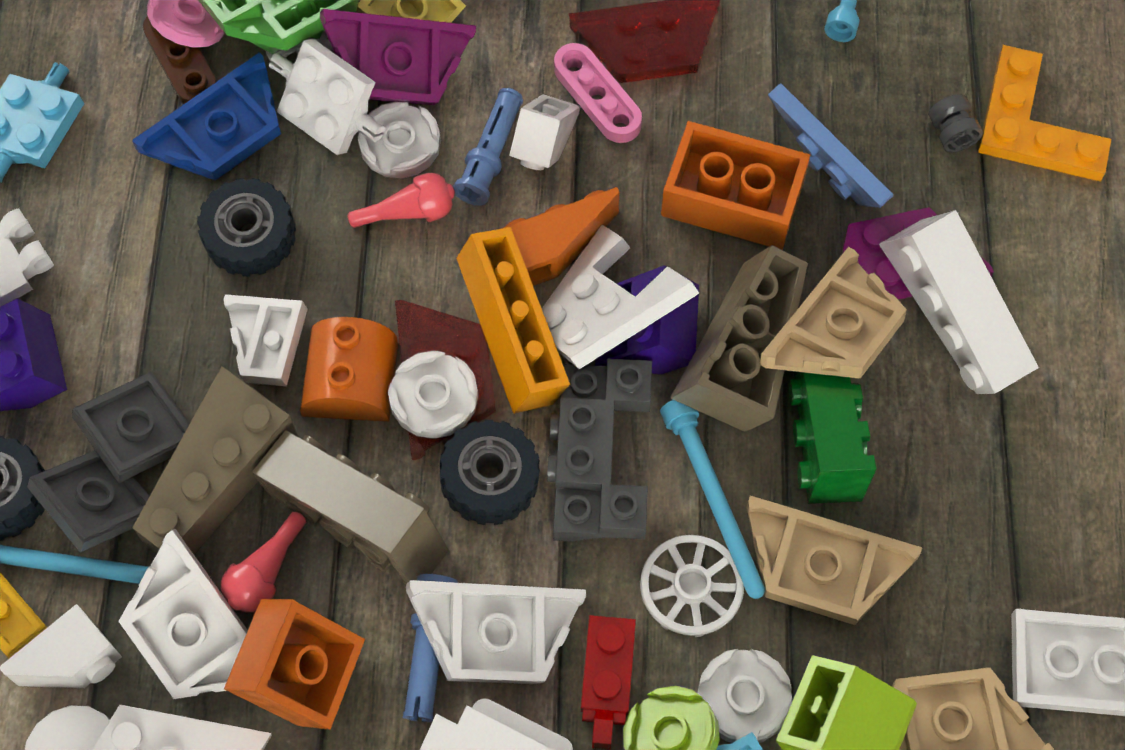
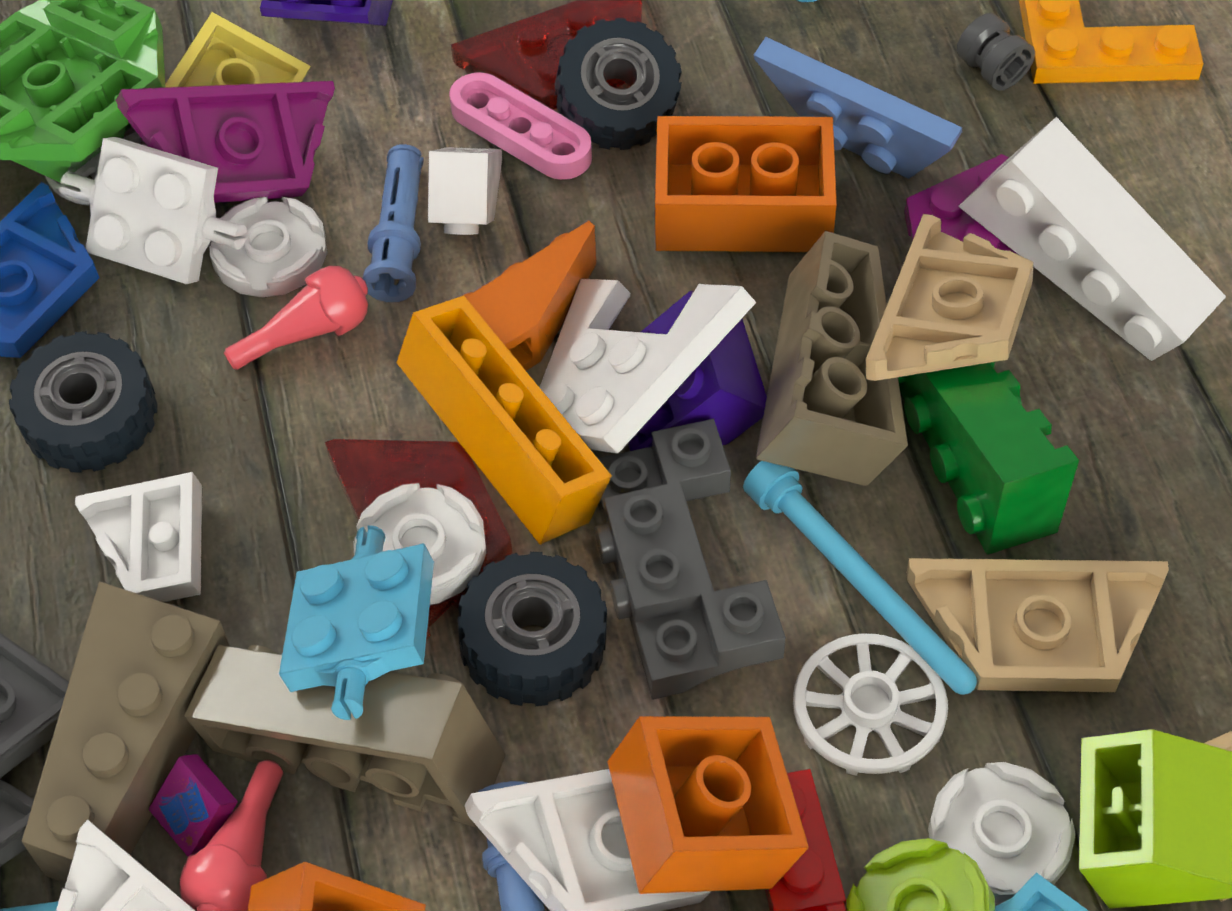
camera: 15 degrees left, 10 degrees down
(243, 529) = (192, 804): none -> magenta tile
(349, 370) = (272, 530): orange brick -> none
(374, 443) = (358, 620): none -> medium azure plate
(554, 629) = (706, 804): none -> orange brick
(674, 55) = (625, 53): none -> black wheel

